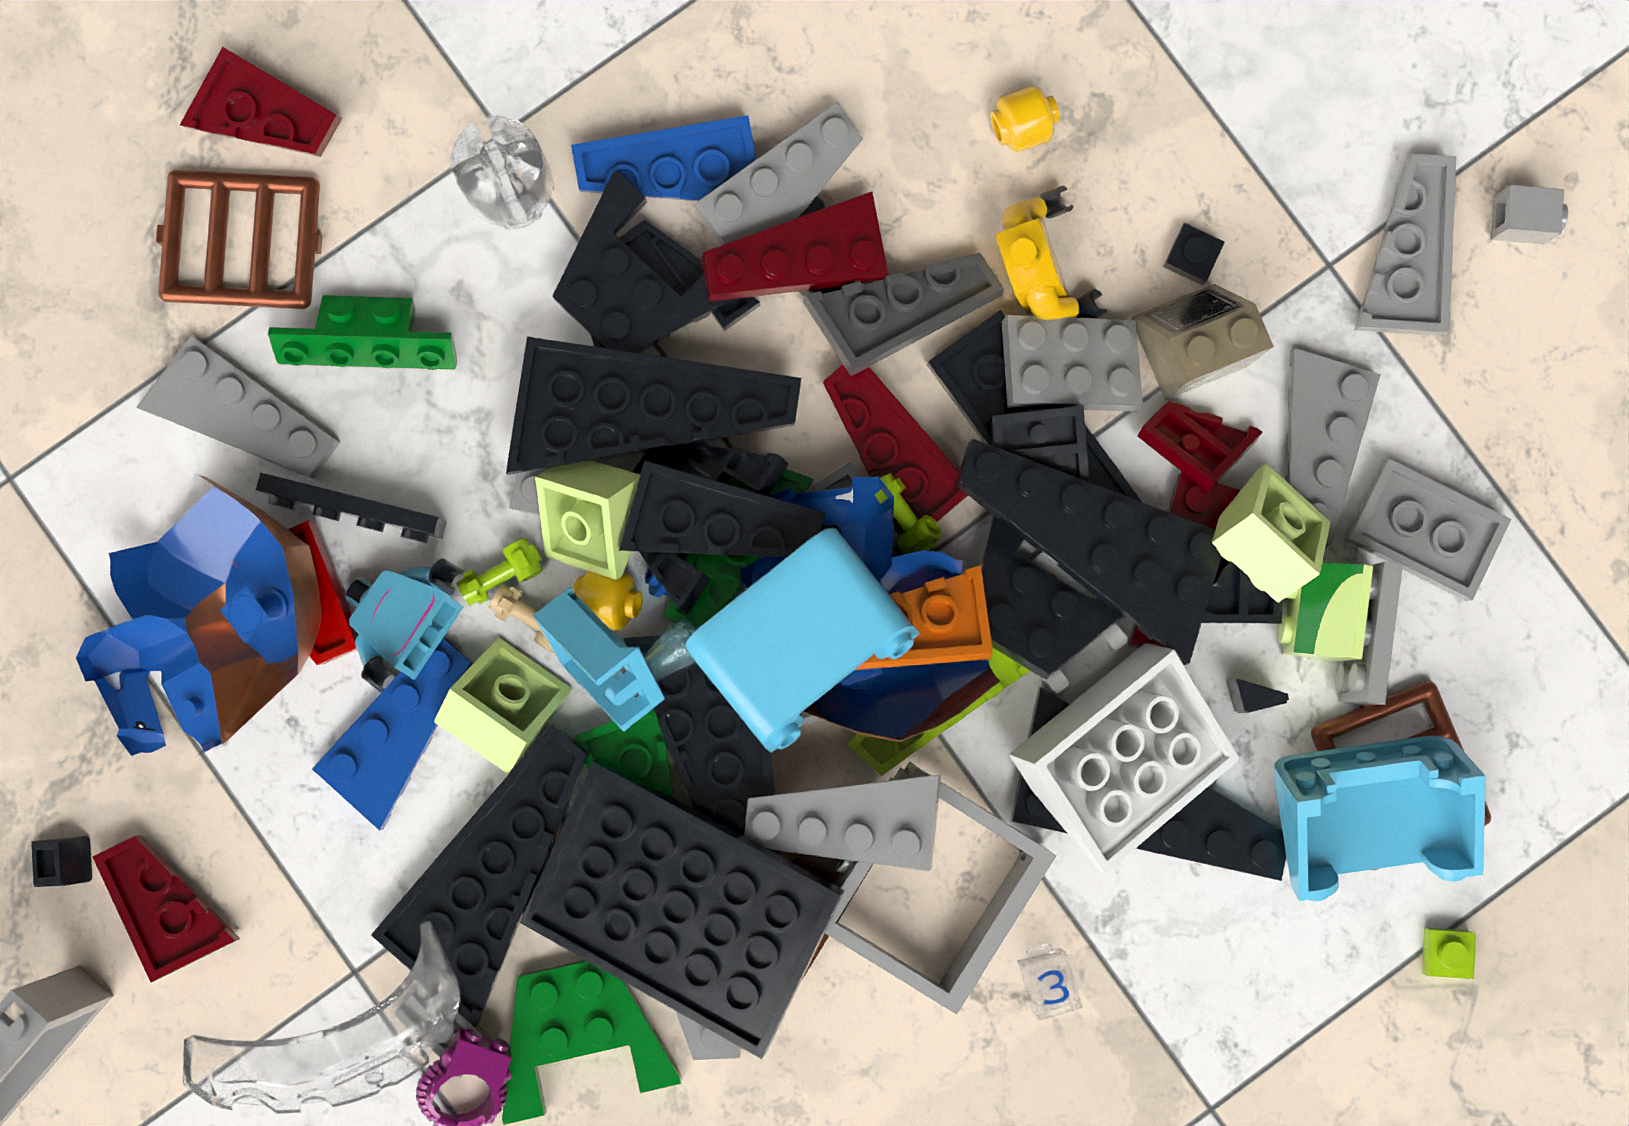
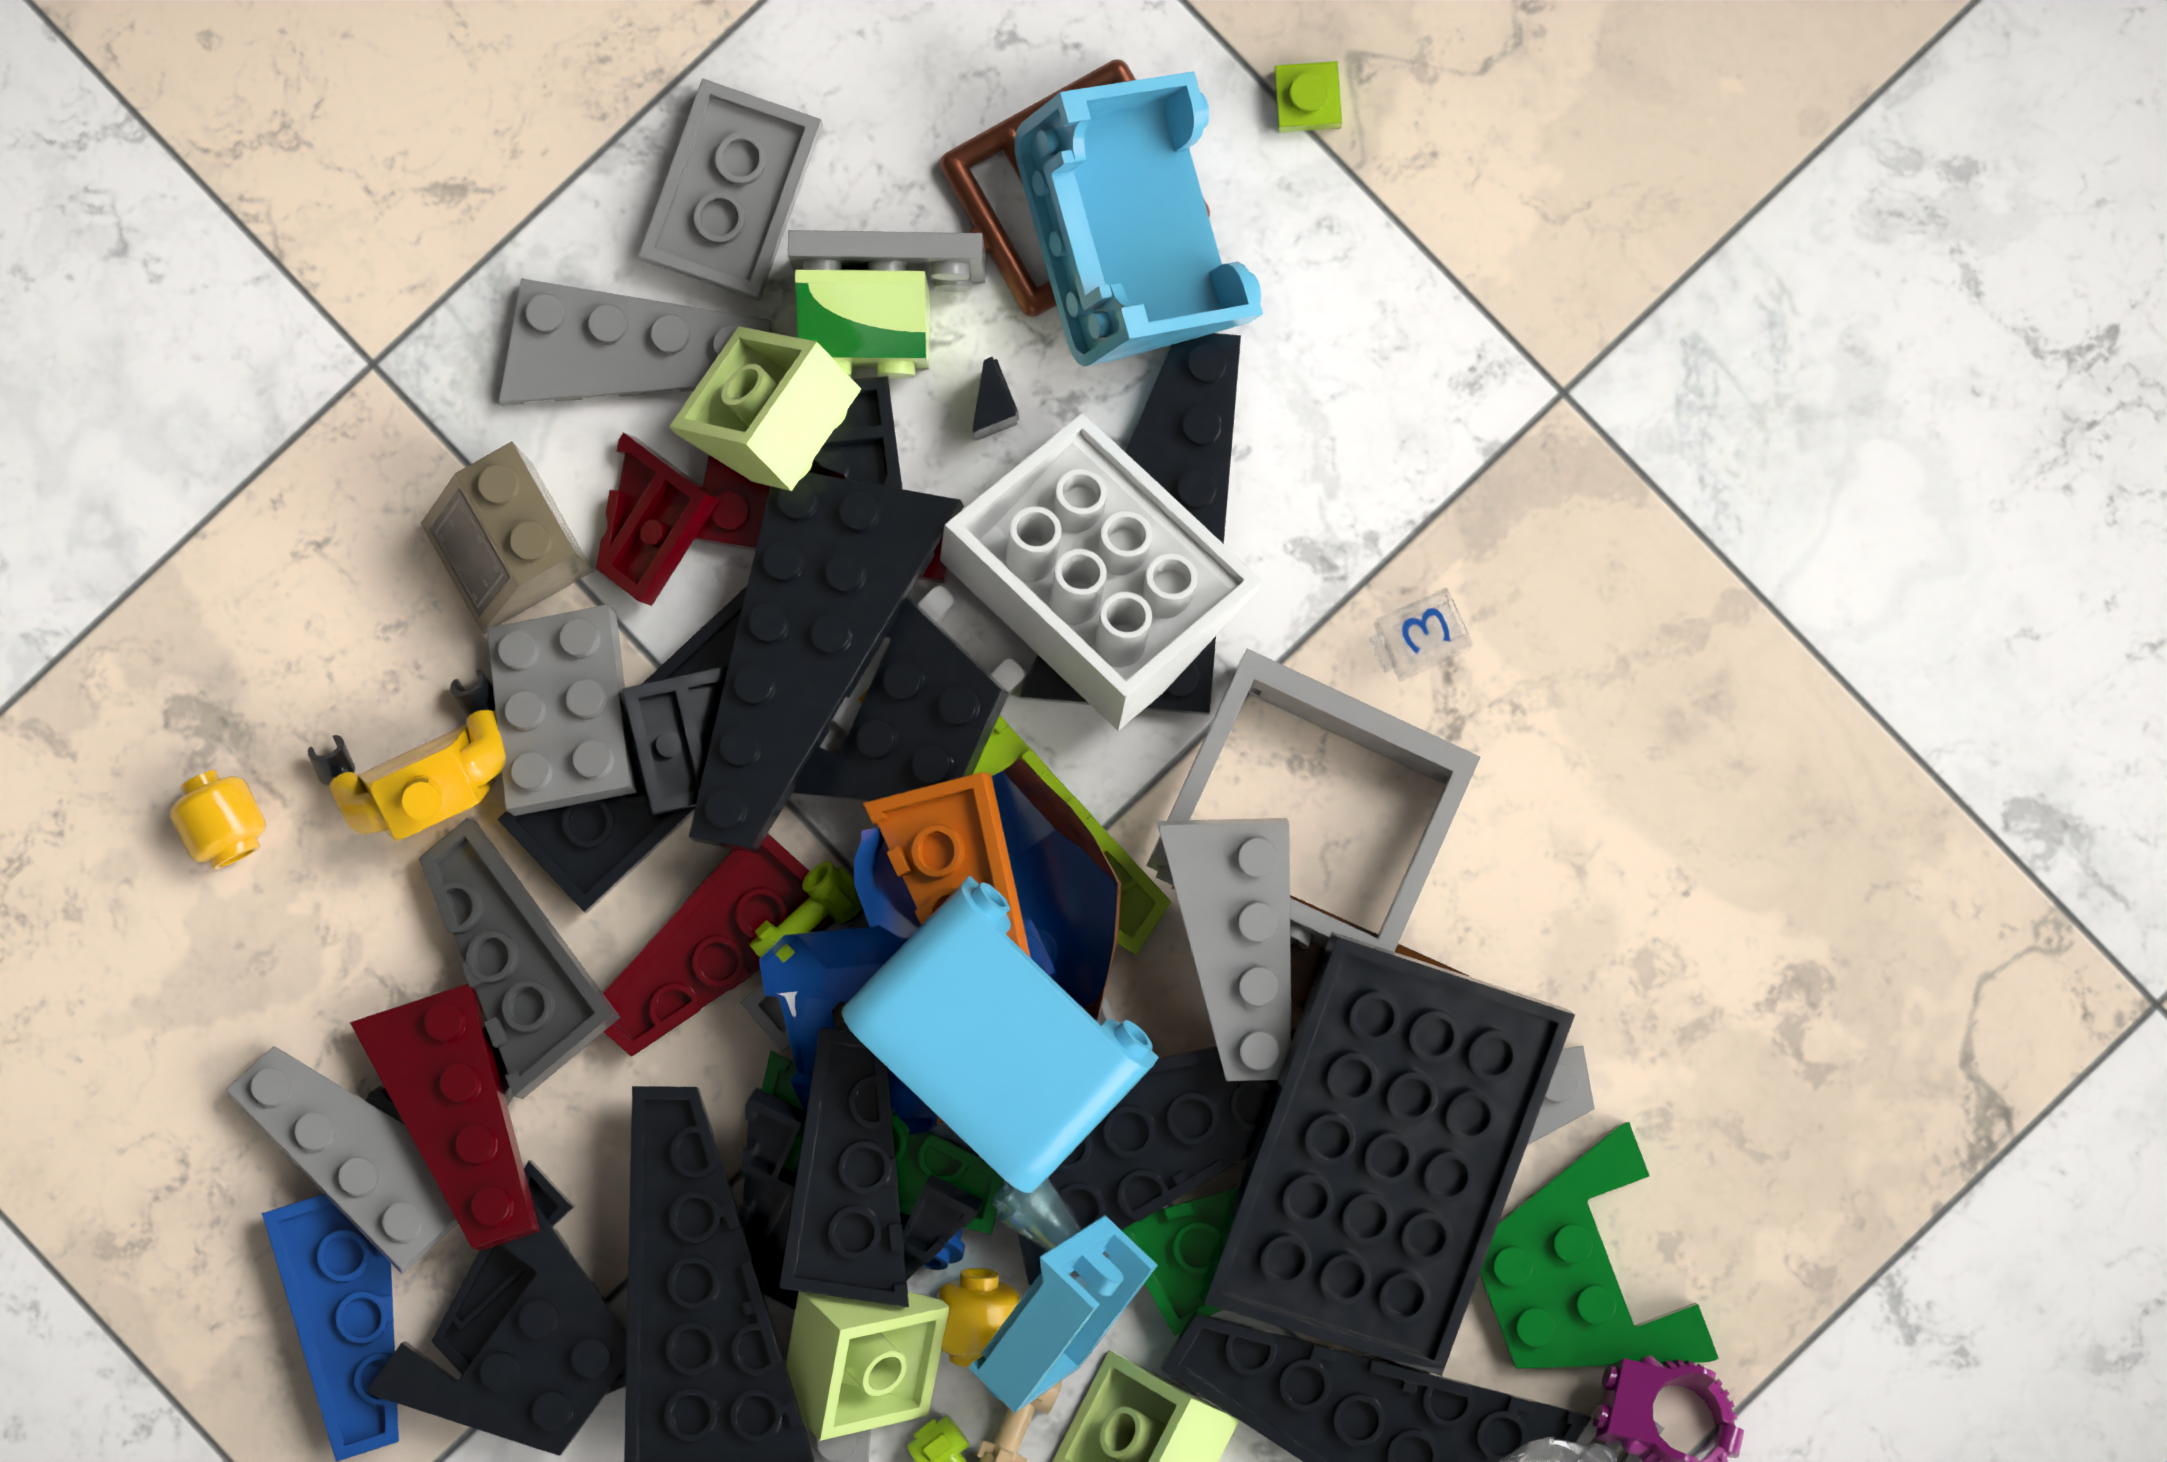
camera: 85 degrees left, 0 degrees up
(1193, 254) = (381, 557): black plate -> none
(1414, 260) = (351, 249): light grey wing -> none
(1528, 214) = (269, 98): light grey brick -> none

